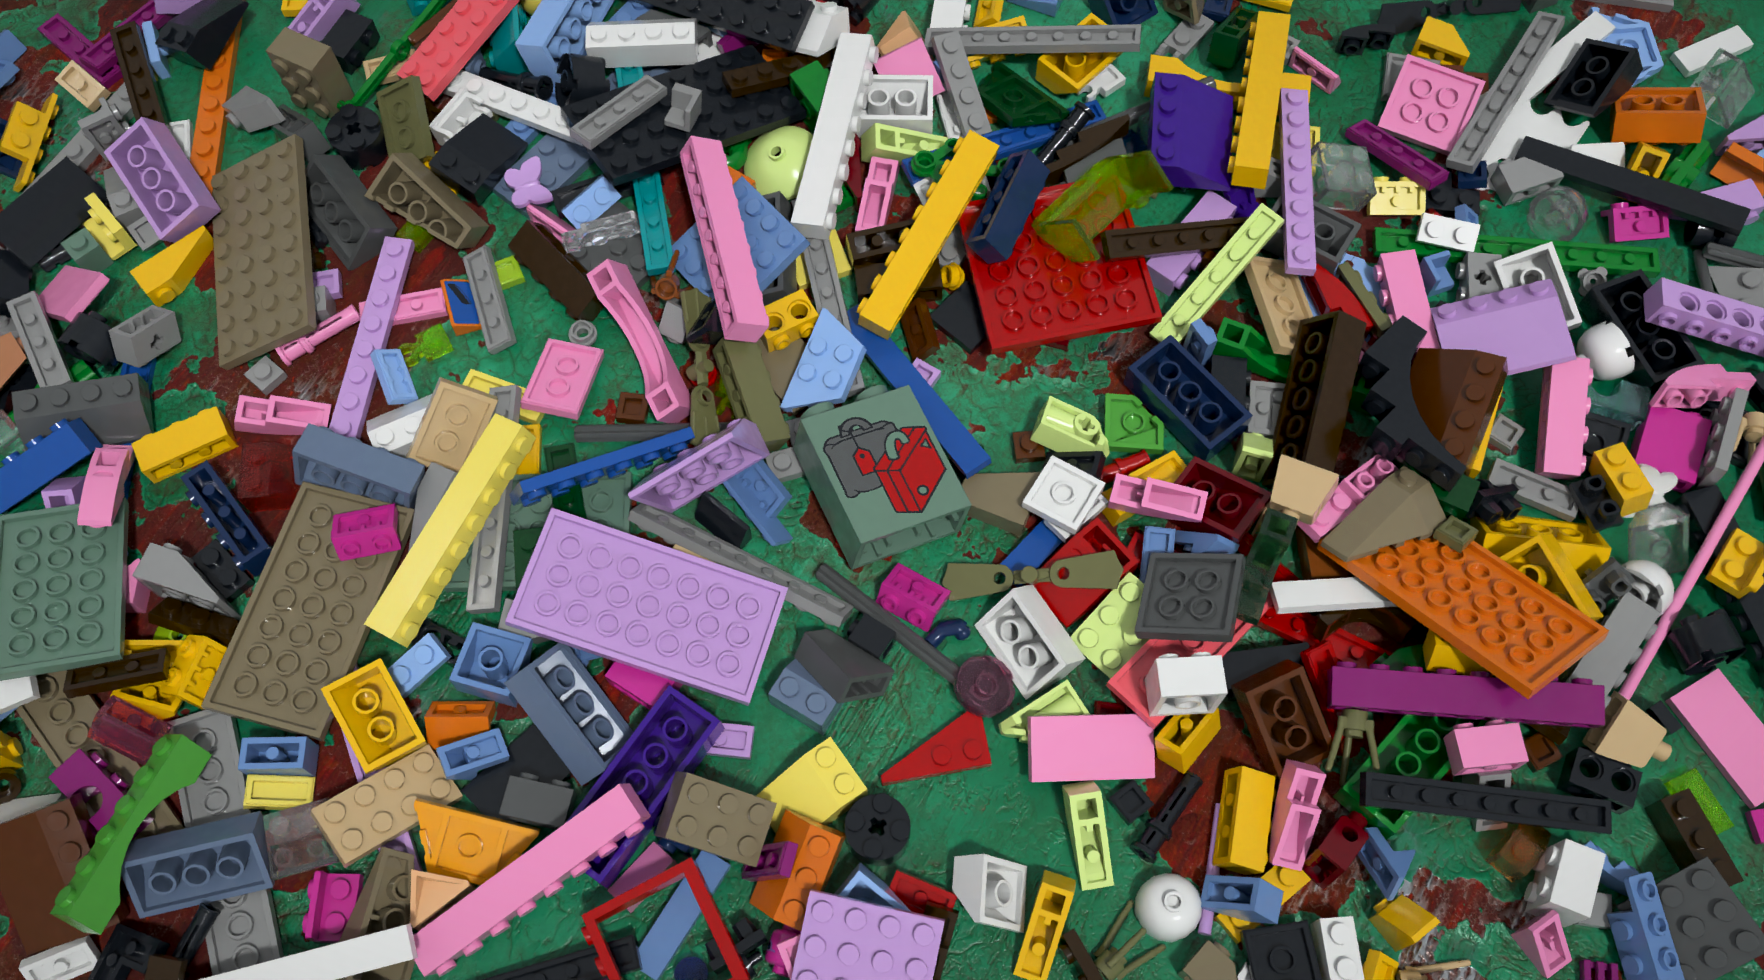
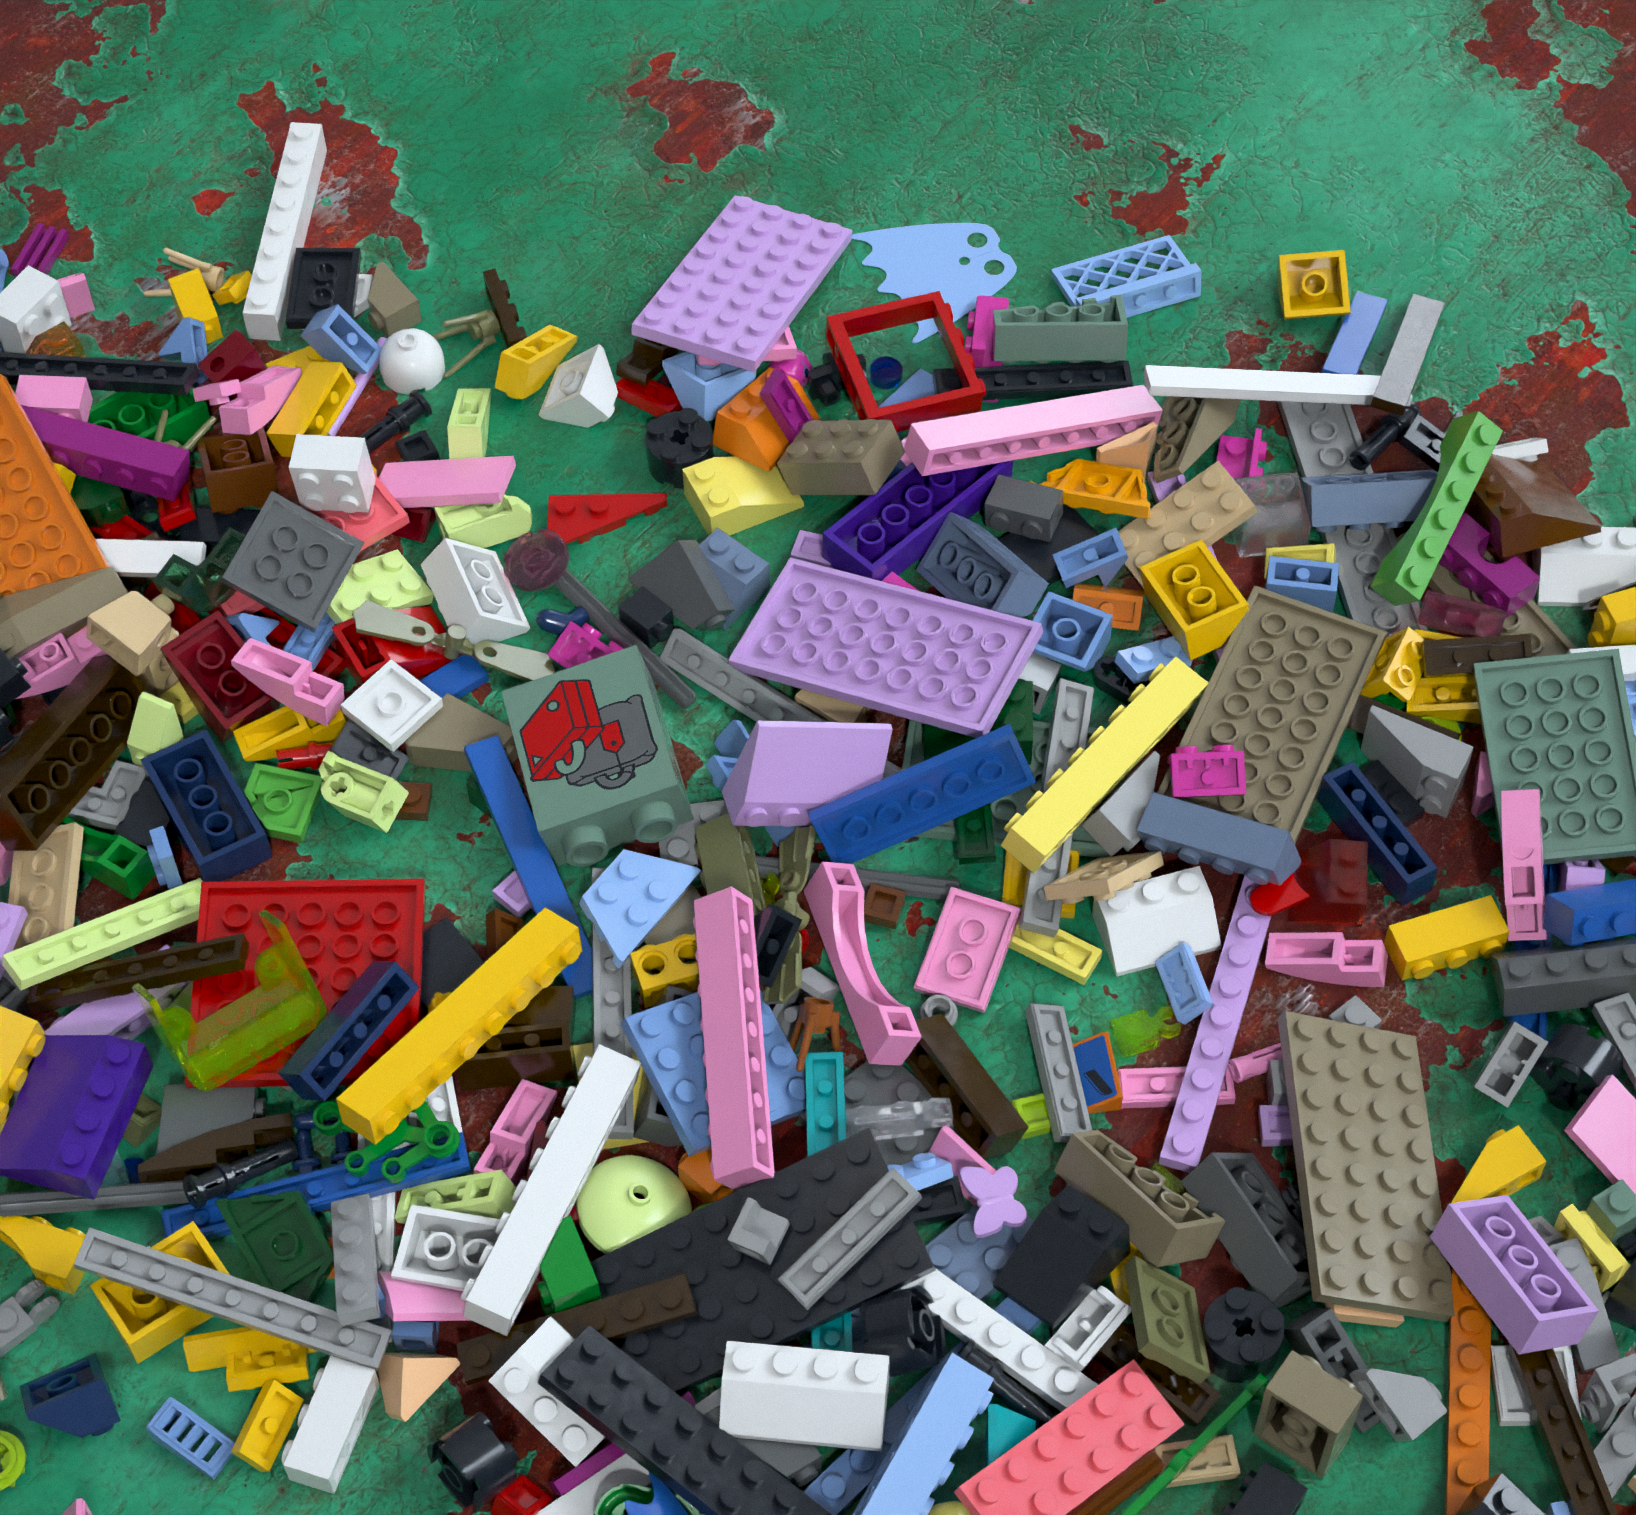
camera: 170 degrees left, 10 degrees down
(1336, 796) = (217, 392): none -> bright pink plate

